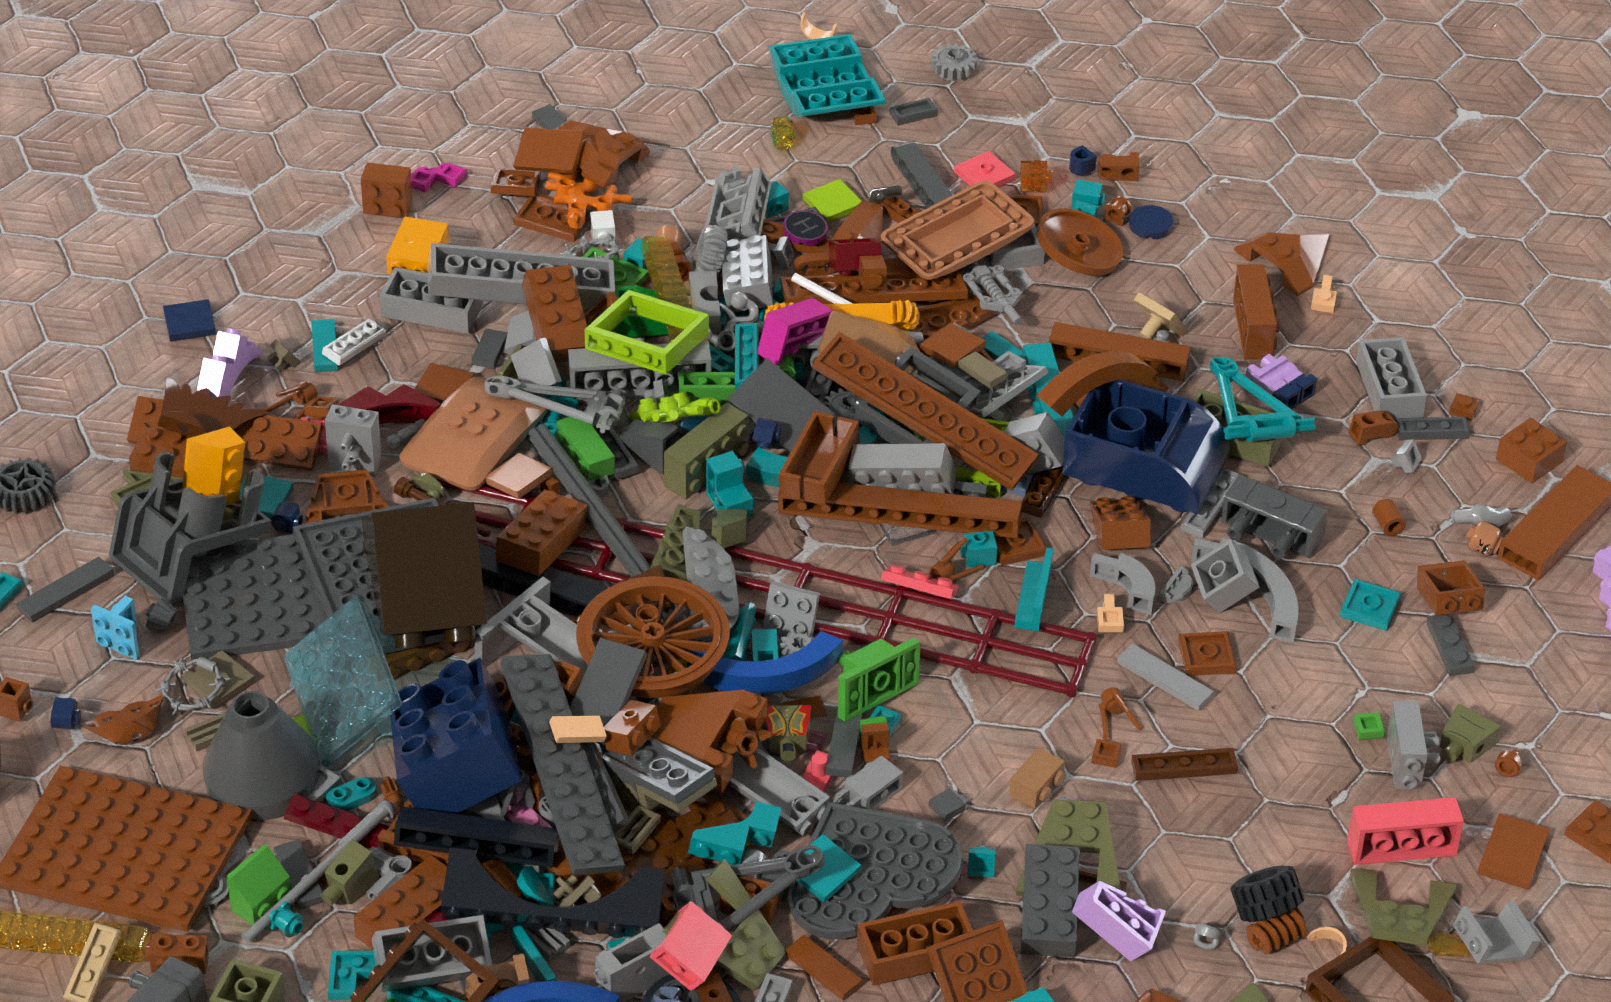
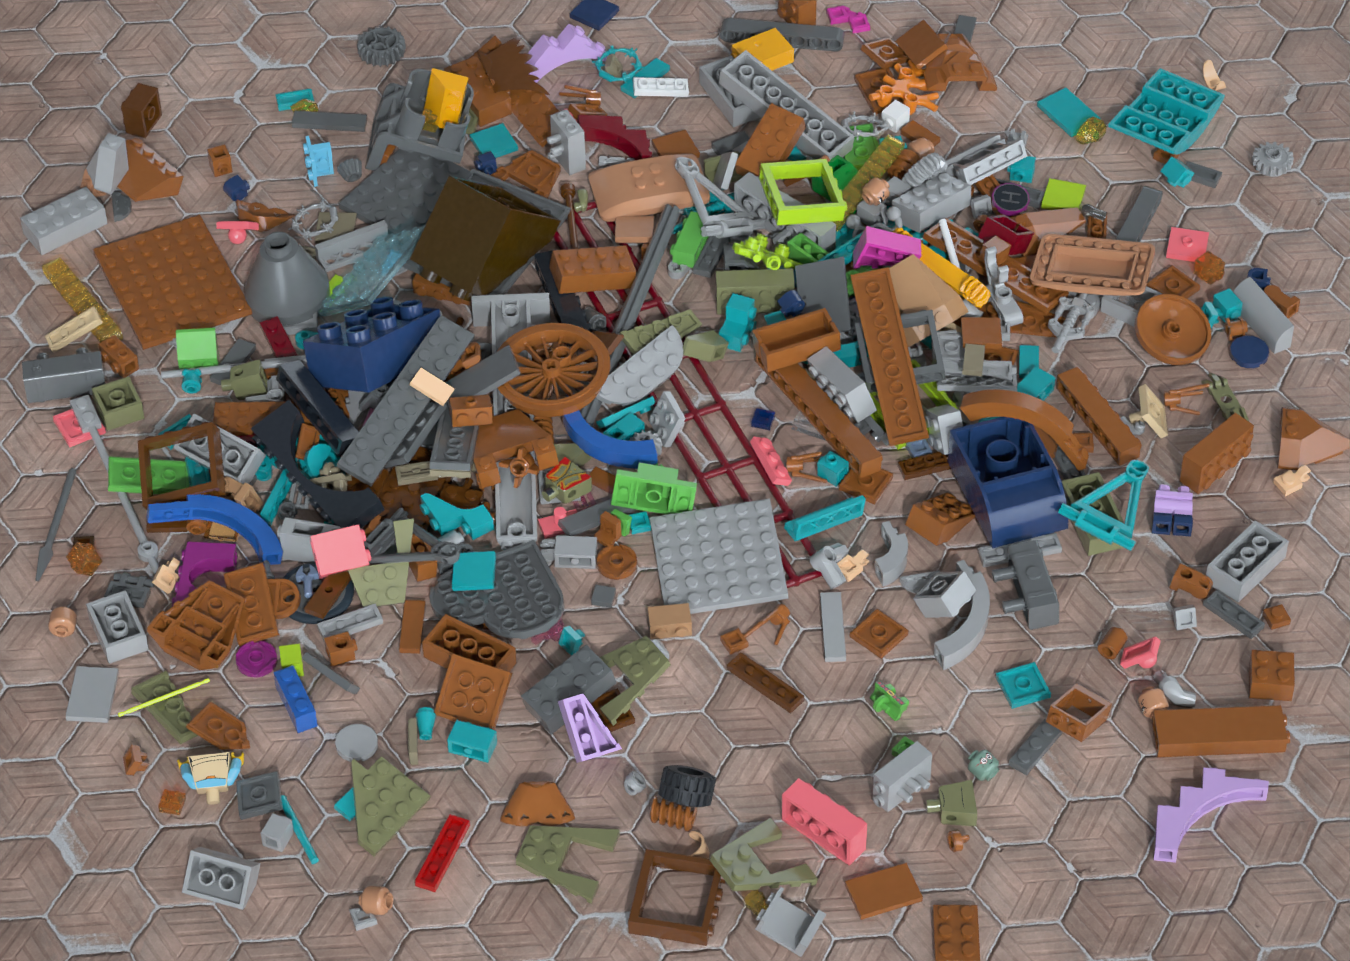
camera: 50 degrees right, 5 degrees up
(20, 590) = (305, 104): none -> clear yellow arm
(126, 749) = (237, 229): none -> coral tile
(265, 667) = (349, 243): none -> light grey fence
(288, 365) = (637, 65): none -> teal piece
(381, 233) = (797, 35): none -> dark grey beam
(558, 961) = (287, 510): none -> dark grey plate
(595, 575) = (596, 319): none -> dark grey cone
(633, 230) = (915, 131): none -> dark orange tile
(700, 291) = (875, 191): none -> nougat head
(737, 131) = (1066, 110): none -> teal tile
(857, 555) = (763, 419): none -> clear blue tile
(901, 119) = (1177, 172): none -> teal brick
(918, 756) = (613, 570): none -> dark orange tile
(928, 307) = (1001, 296): none -> light grey piece
(996, 693) = (719, 557): none -> light grey plate
(1096, 625) = (826, 562): none -> light grey piece
(1134, 182) = (1264, 316): none -> light grey brick
(1155, 293) = (1173, 397): none -> dark orange plant
(1205, 275) = (1220, 391): none -> olive piece
(1298, 698) = (886, 700): none -> bright green hips
(1424, 506) = (1142, 653): none -> coral tile
(1441, 688) = (983, 765): none -> sand green head

